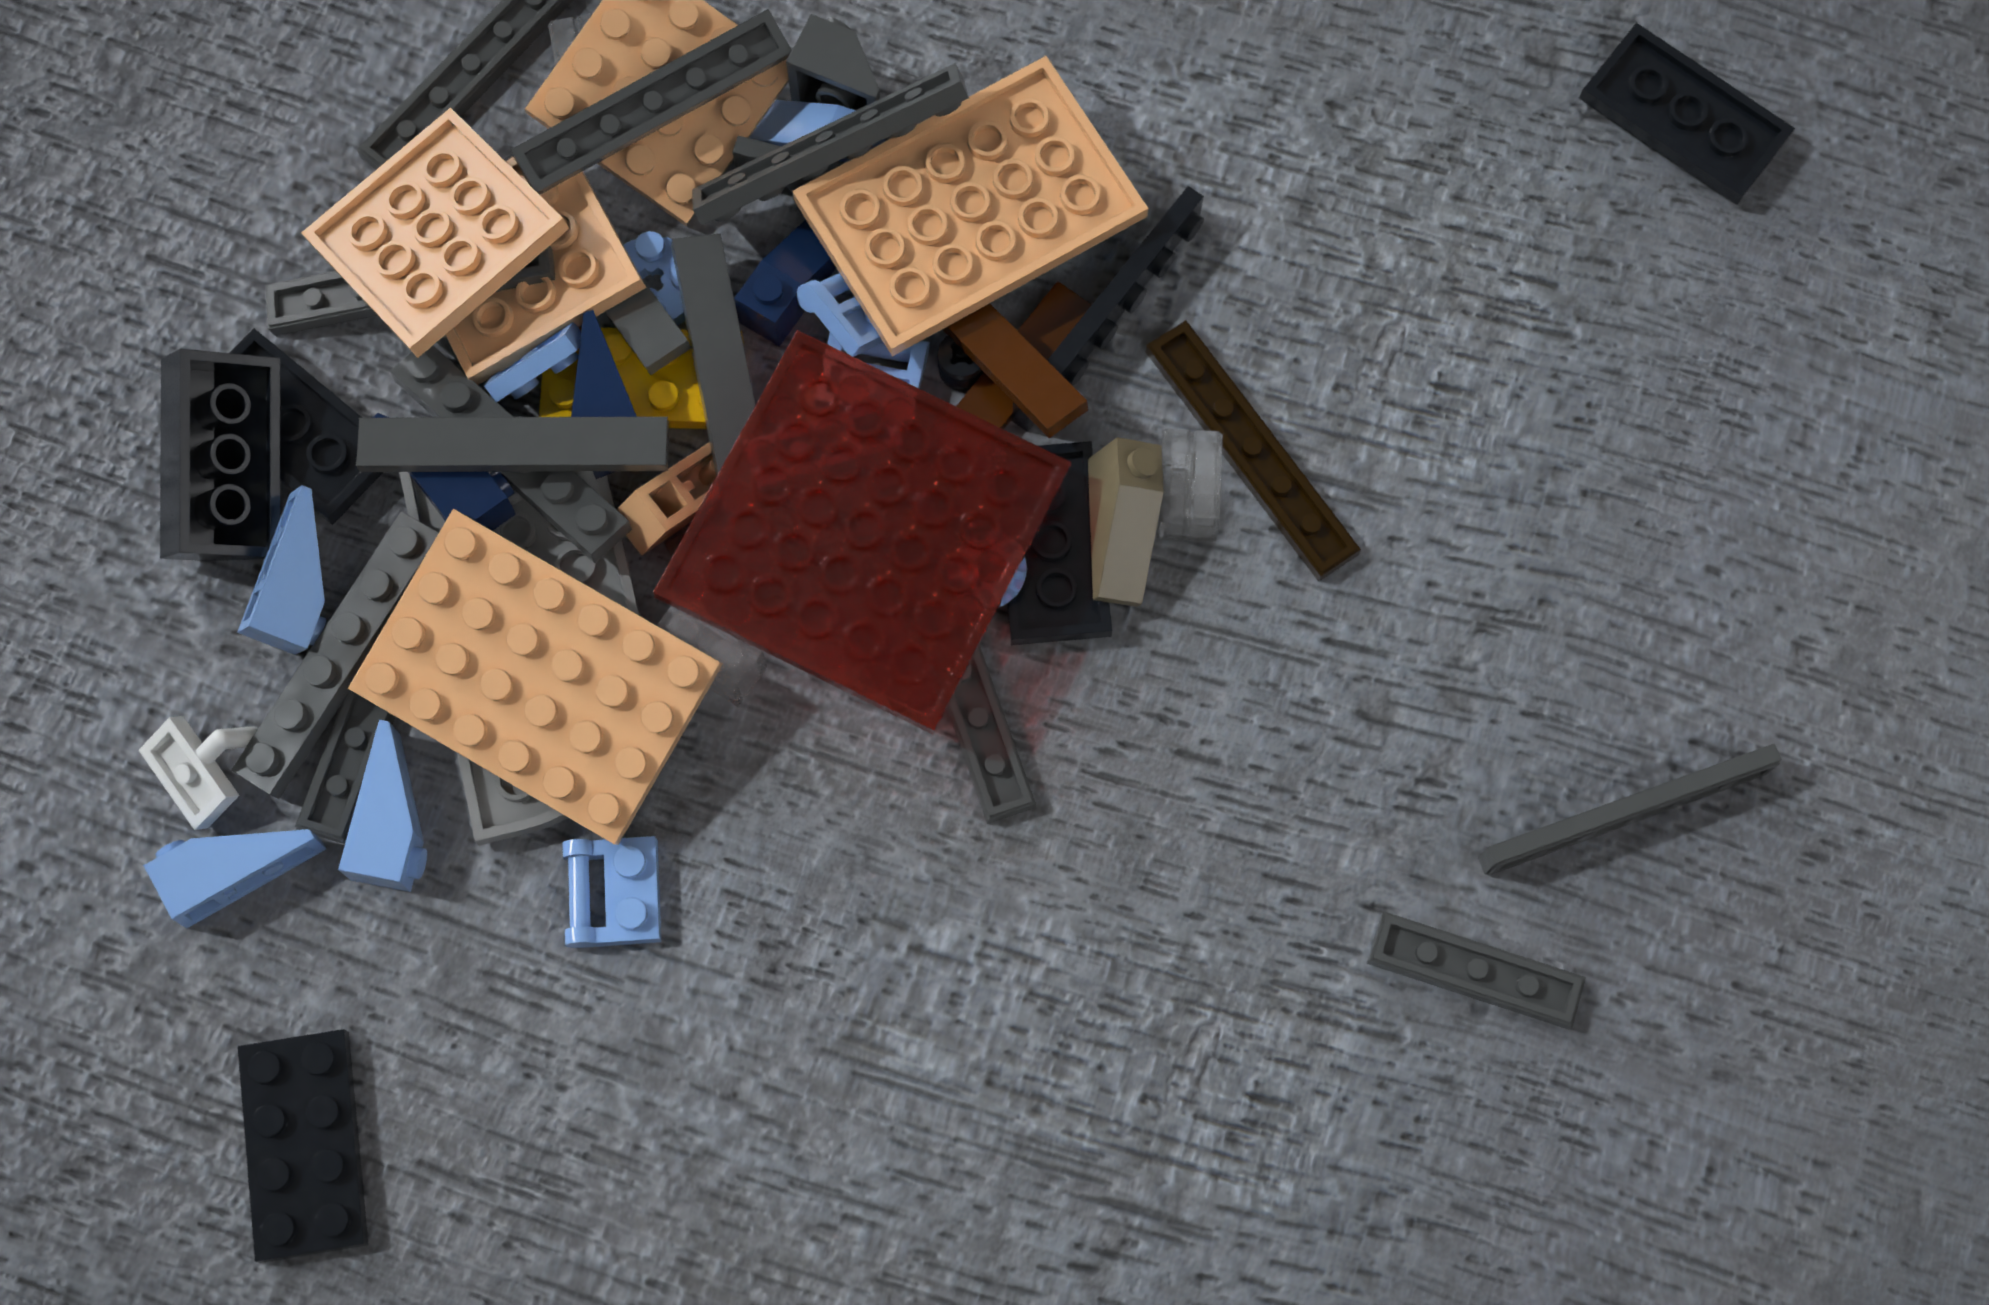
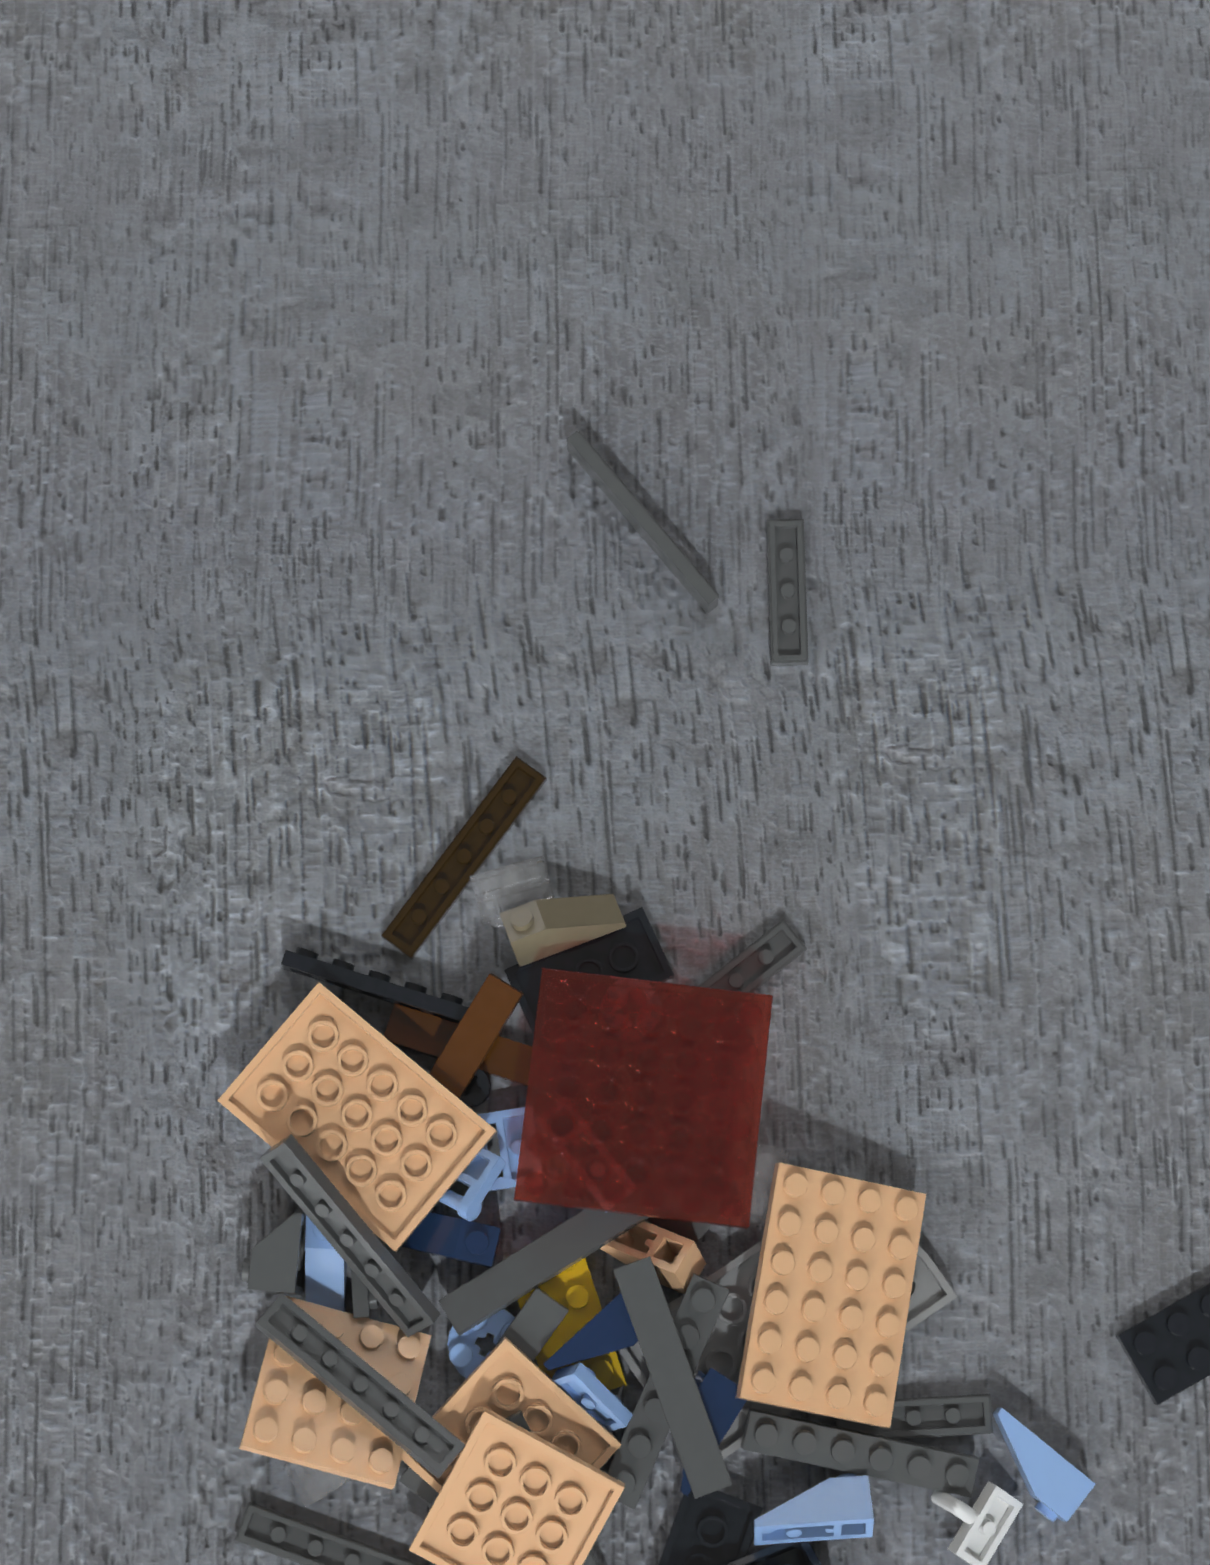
camera: 110 degrees left, 5 degrees up
(385, 826) = (971, 1364): light blue slope -> none
(630, 892) = (947, 1177): light blue plate -> none
(1686, 113) = (88, 625): black plate -> none

